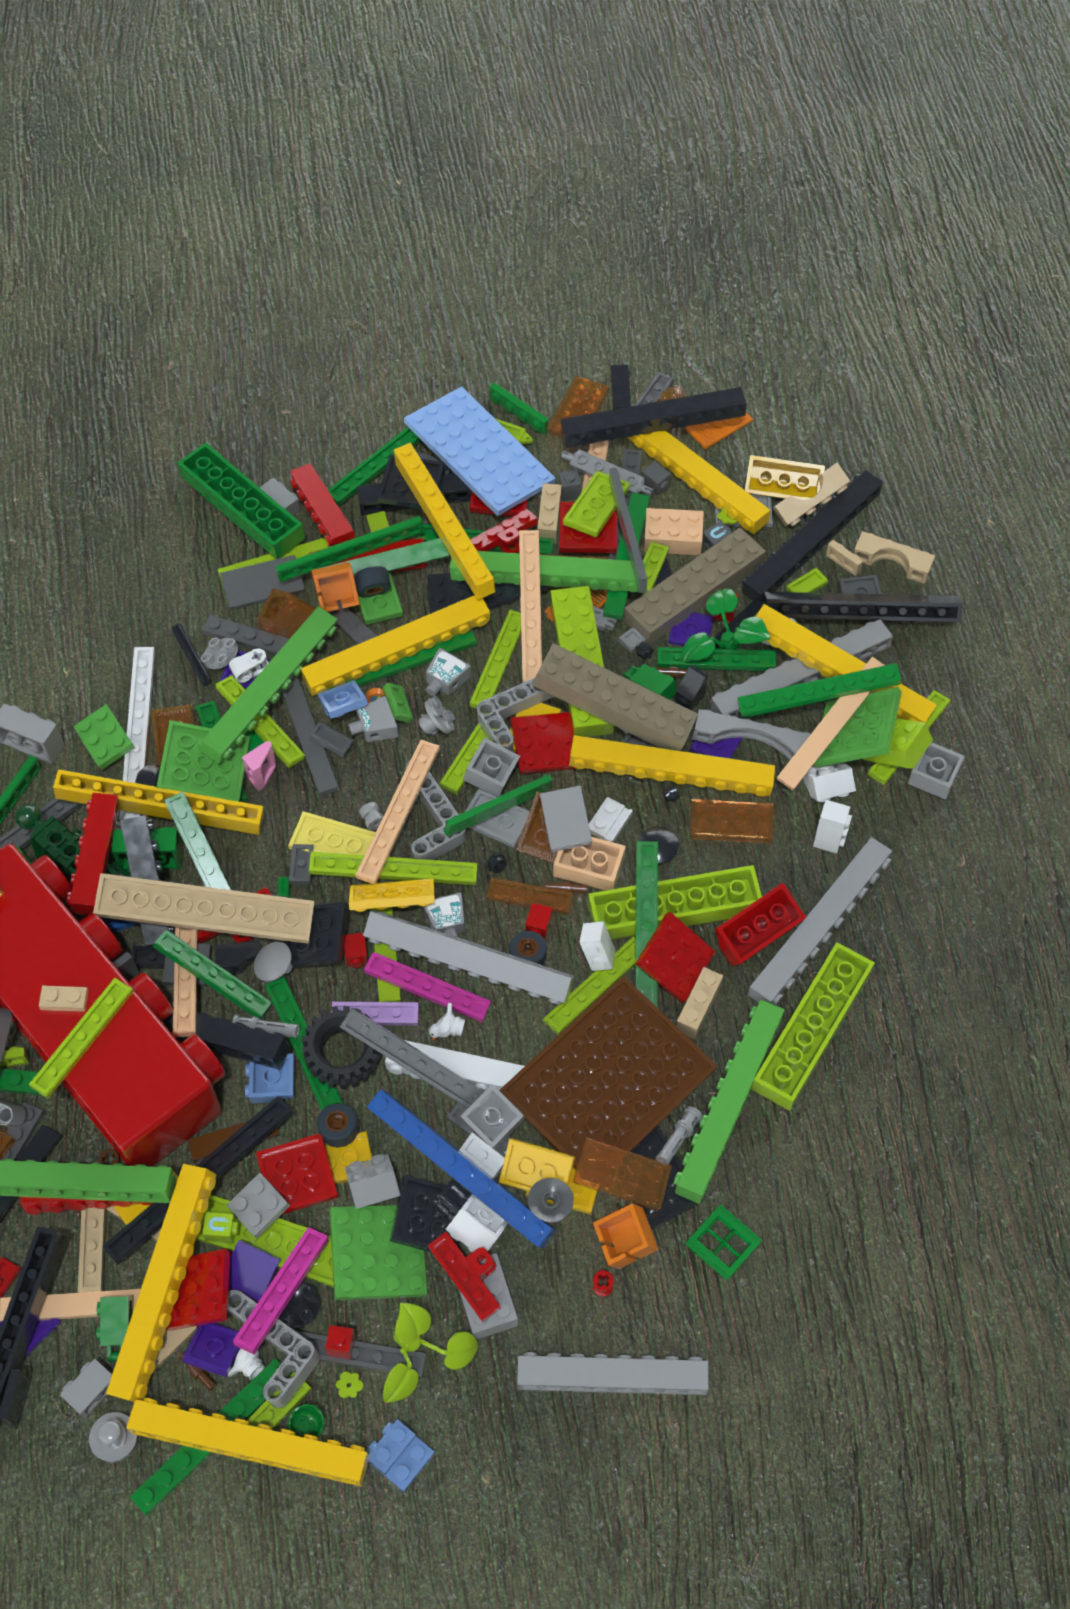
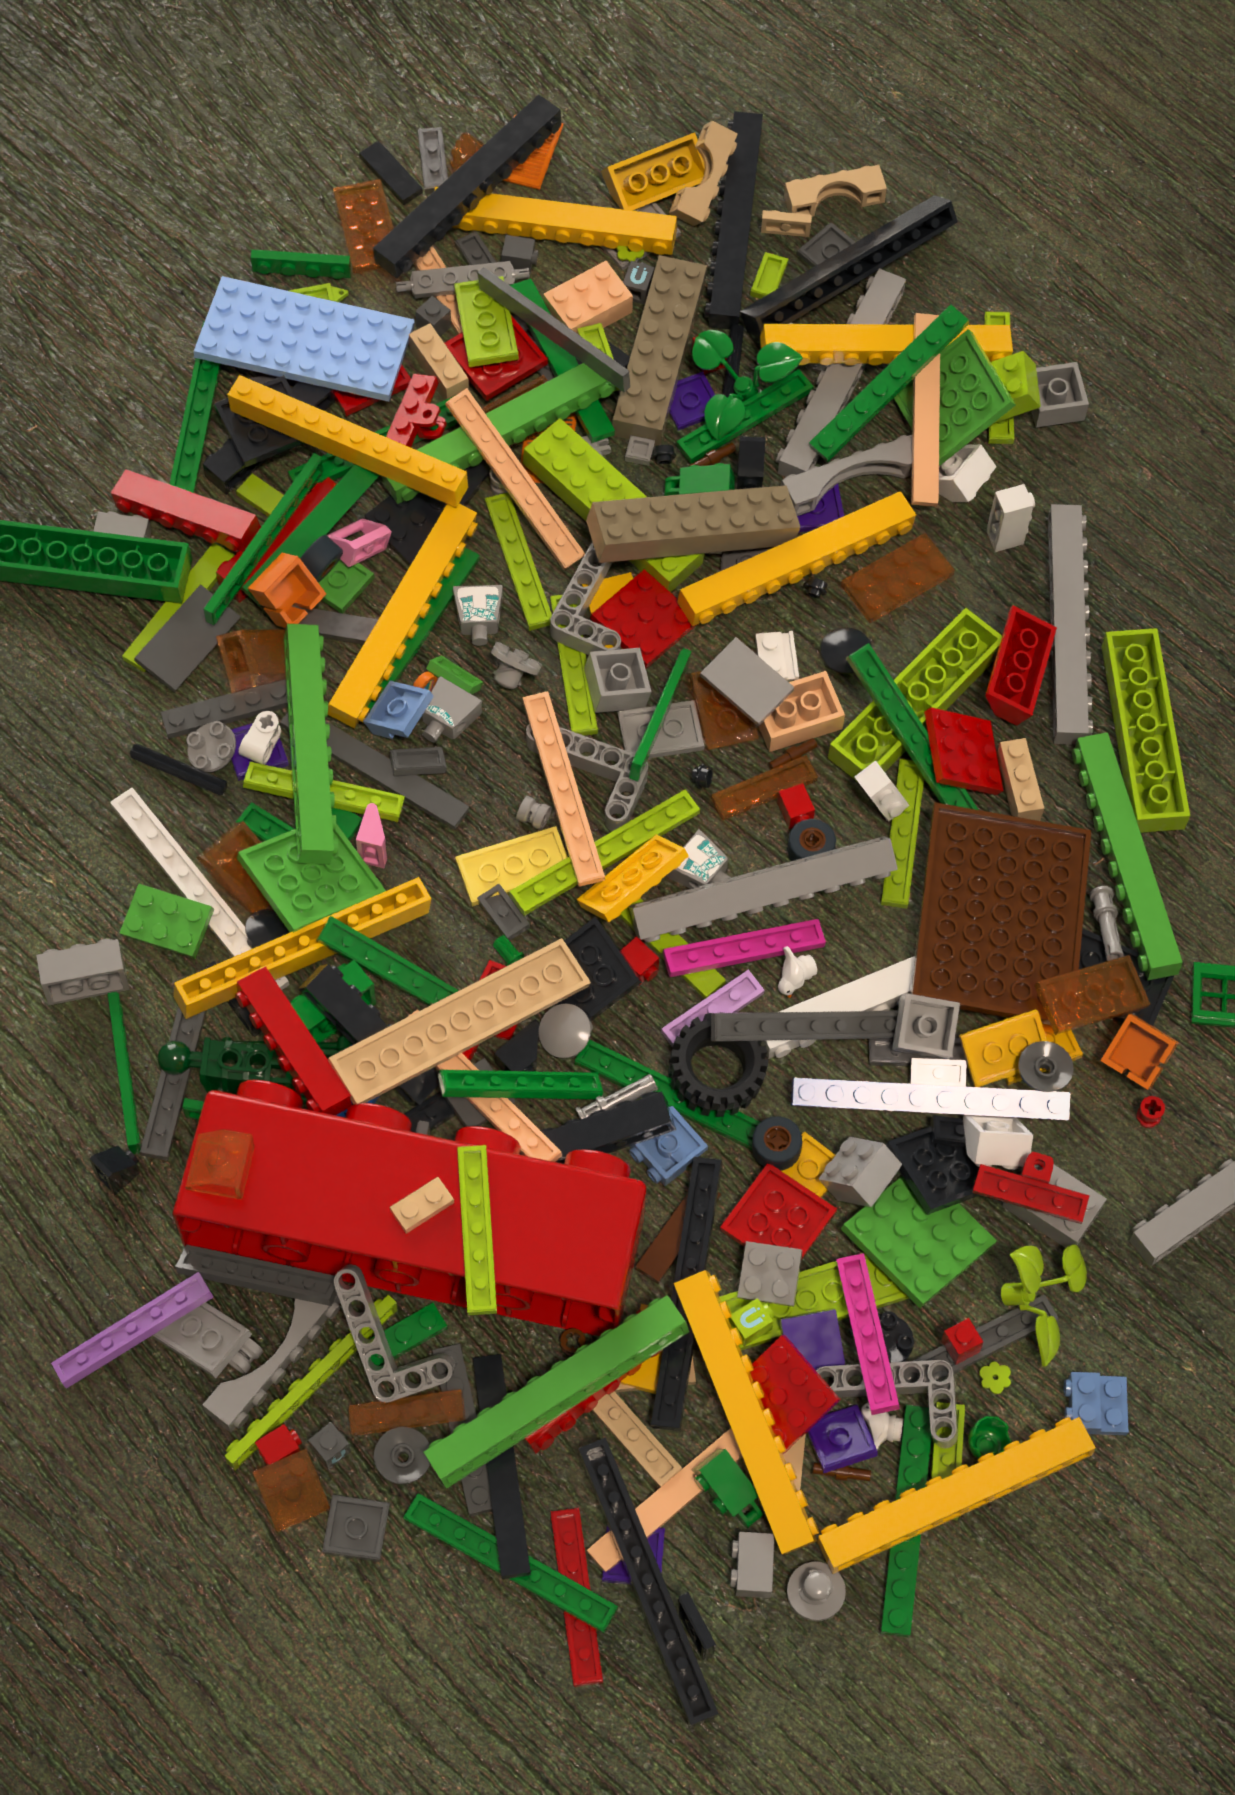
camera: 40 degrees left, 5 degrees up
(408, 591) = (368, 545): none -> bright pink tile

